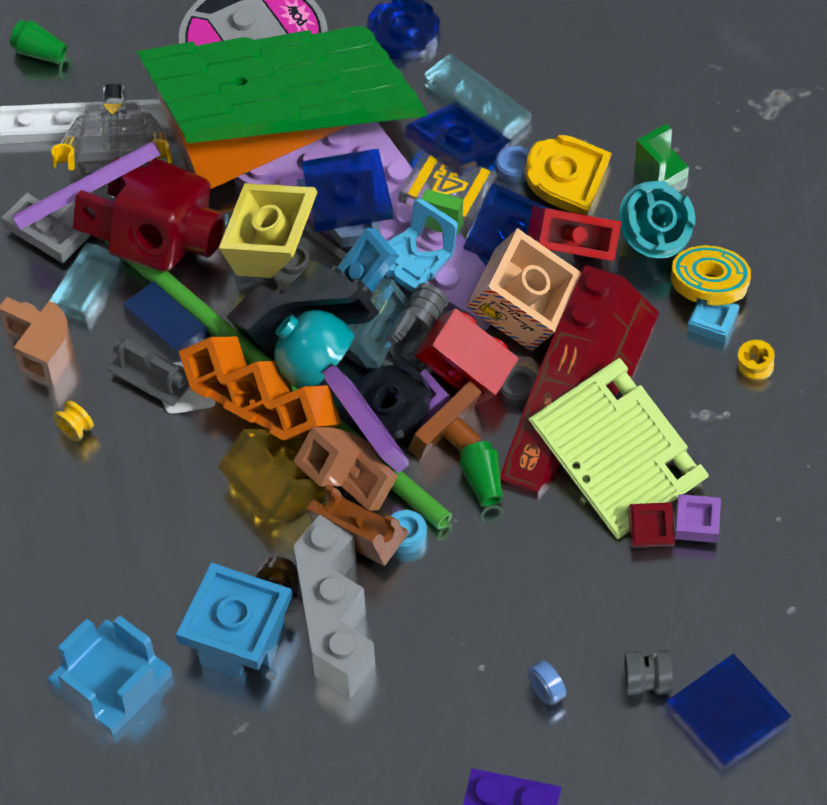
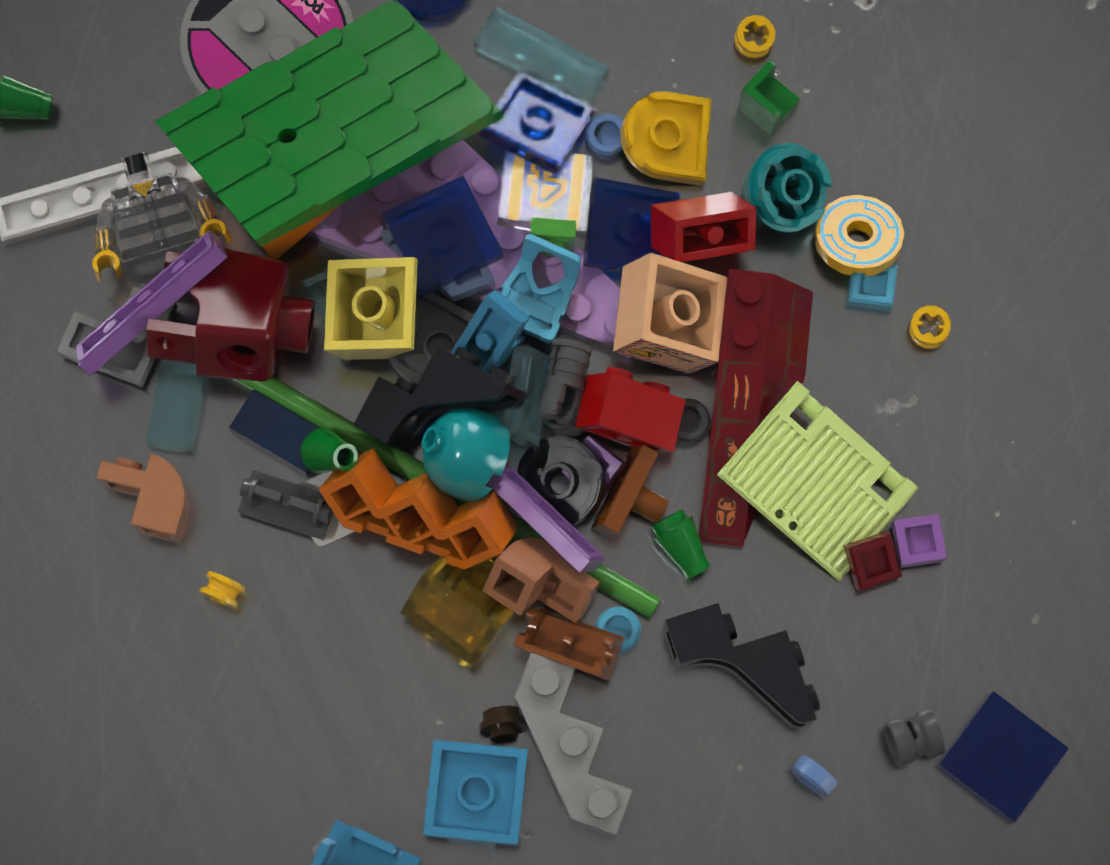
camera: 20 degrees left, 20 degrees up
(195, 328) = (327, 452): none -> green cone
(524, 579) = (765, 665): none -> black arch
(666, 108) = (758, 24): none -> yellow bush

